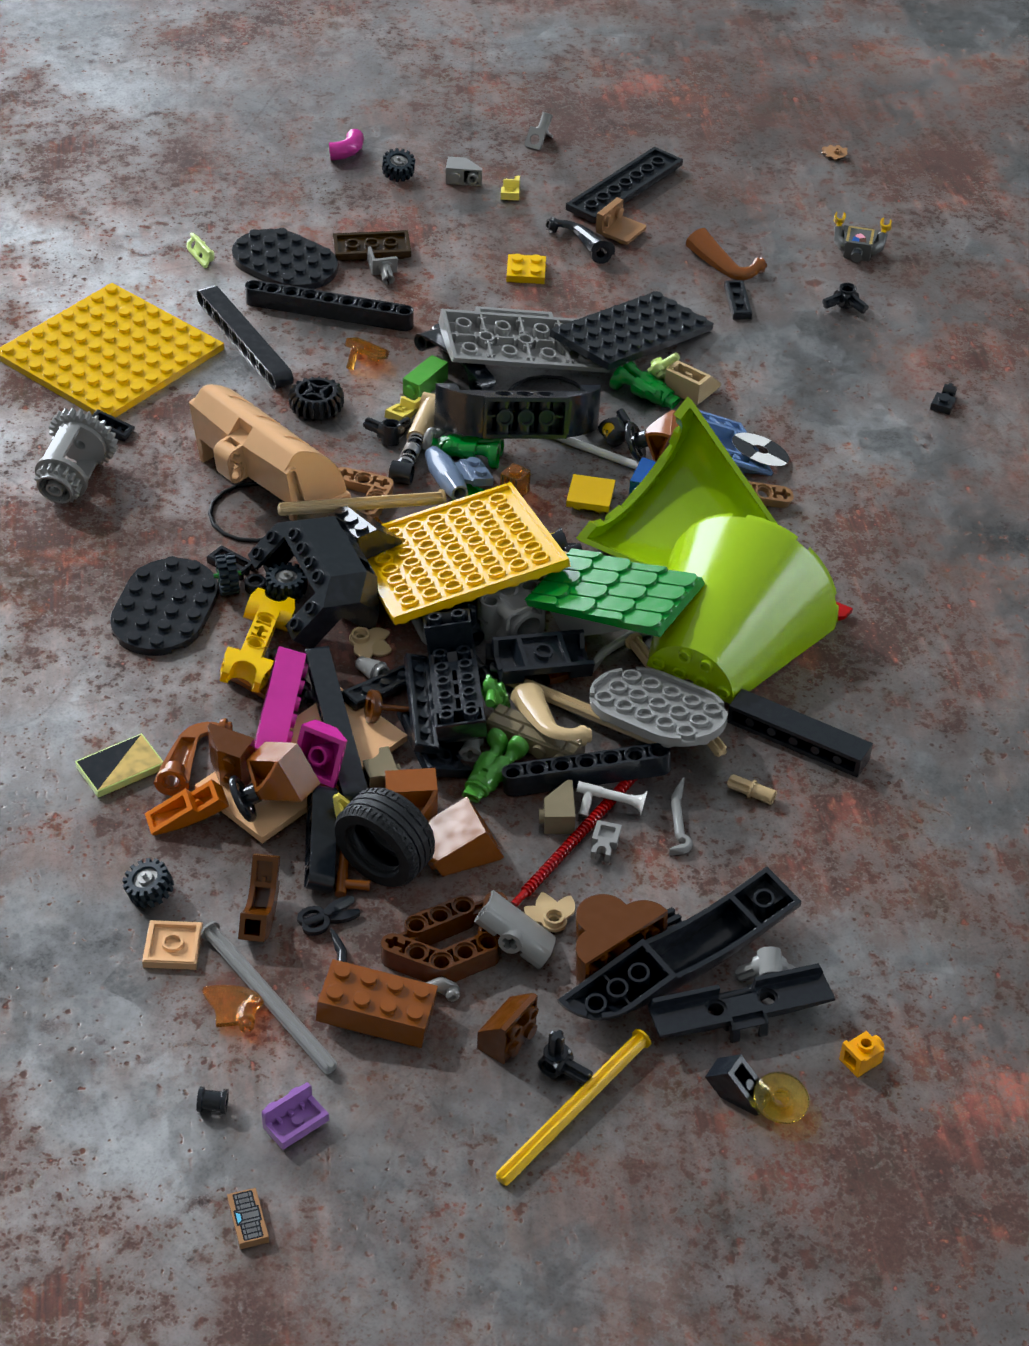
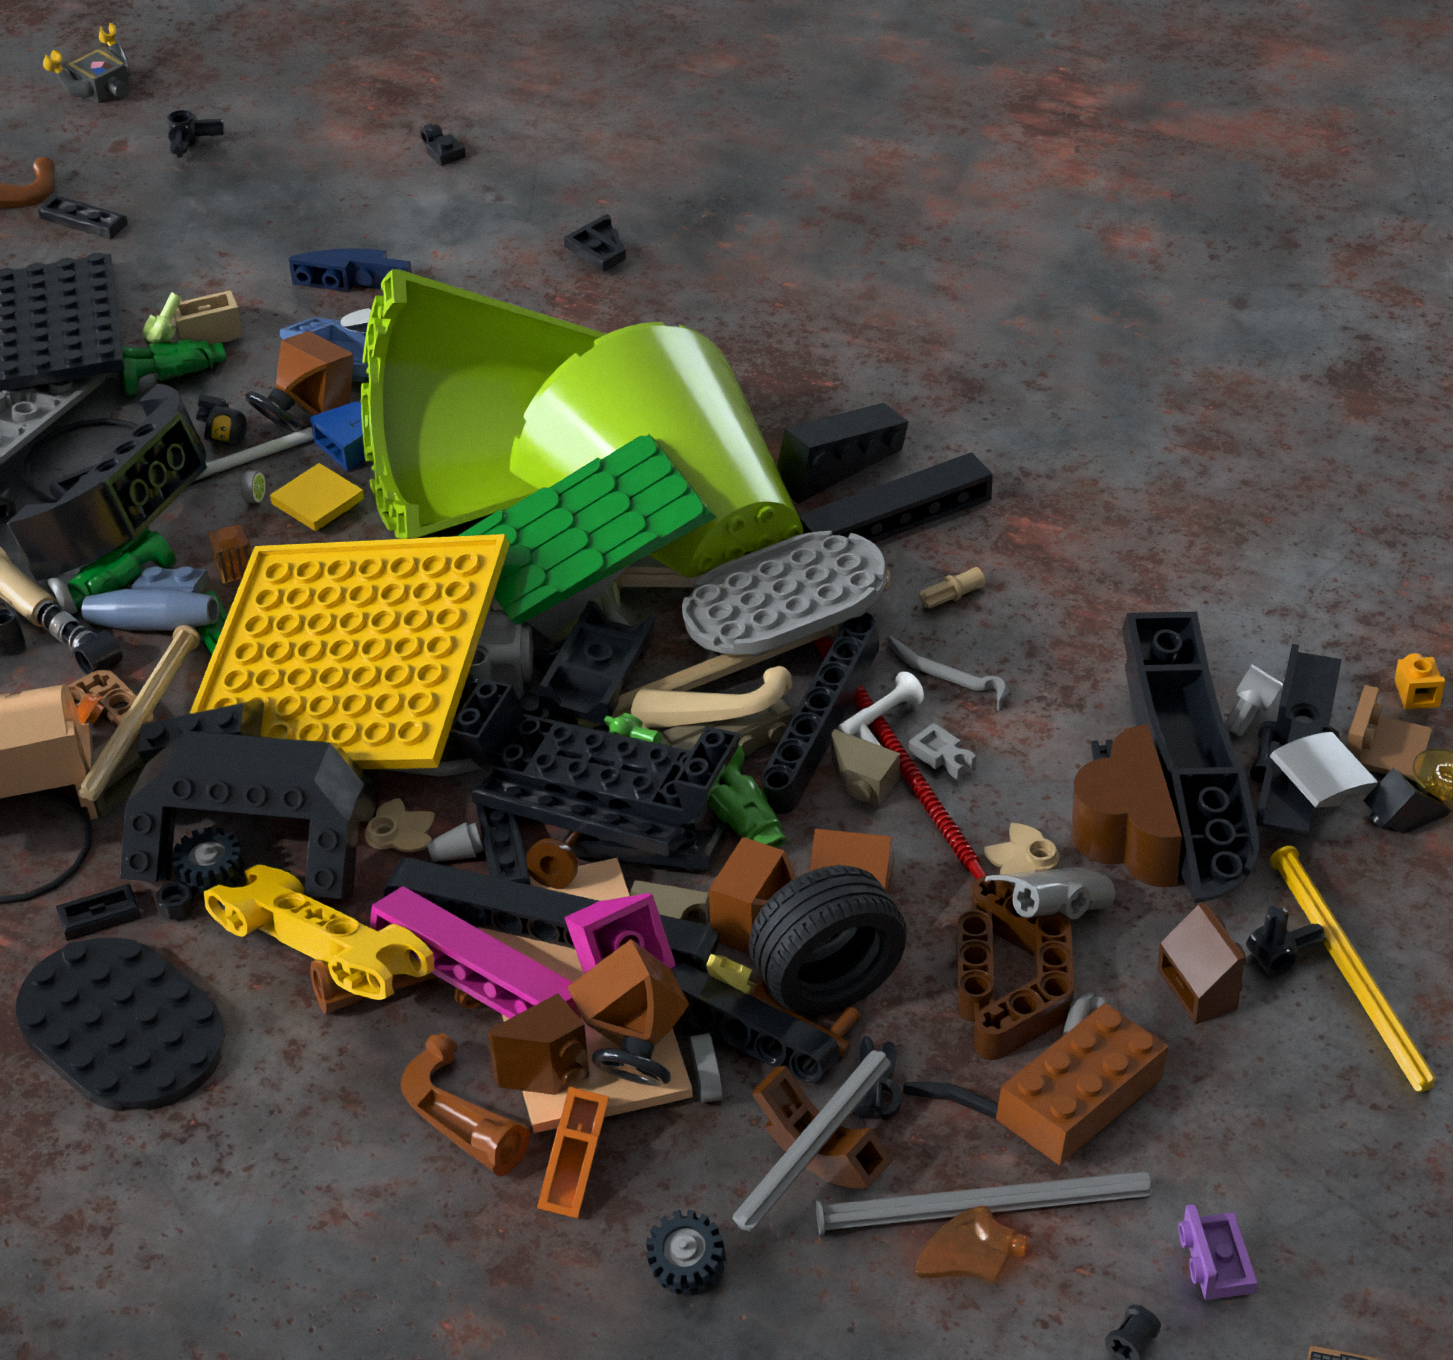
camera: 55 degrees left, 0 degrees up
(119, 765) = (410, 1203): tile -> none
(172, 945) = (810, 1275): light nougat tile -> none
(227, 574) = (141, 915): black wheel -> none
(249, 897) = (811, 1141): none -> light grey axle
(282, 838) = (705, 1068): none -> light grey beam
(358, 488) = (90, 708): none -> orange plate
(576, 465) = (253, 486): none -> tile
(714, 1020) = (1323, 769): none -> light grey slope
(788, 1047) = (1384, 741): none -> medium nougat bracket
(790, 414) = (343, 268): none -> dark blue slope
(826, 683) = (837, 447): none -> black wedge
(920, 502) = (597, 243): none -> black wing

